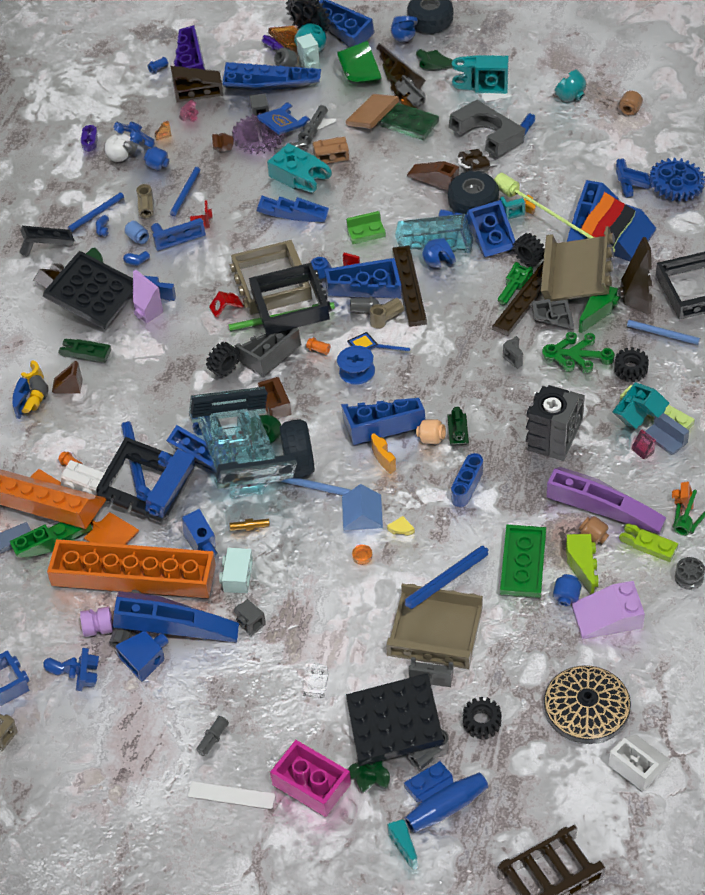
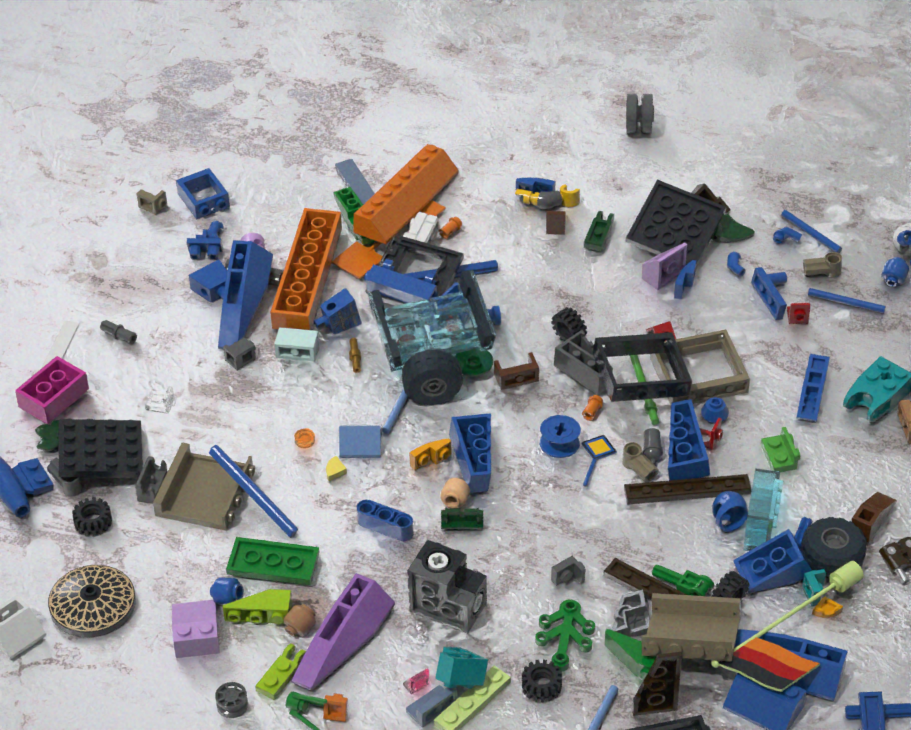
camera: 90 degrees right, 5 degrees down
(44, 235) = (761, 189): black piece -> none
(136, 232) = (773, 260): medium blue brick -> none

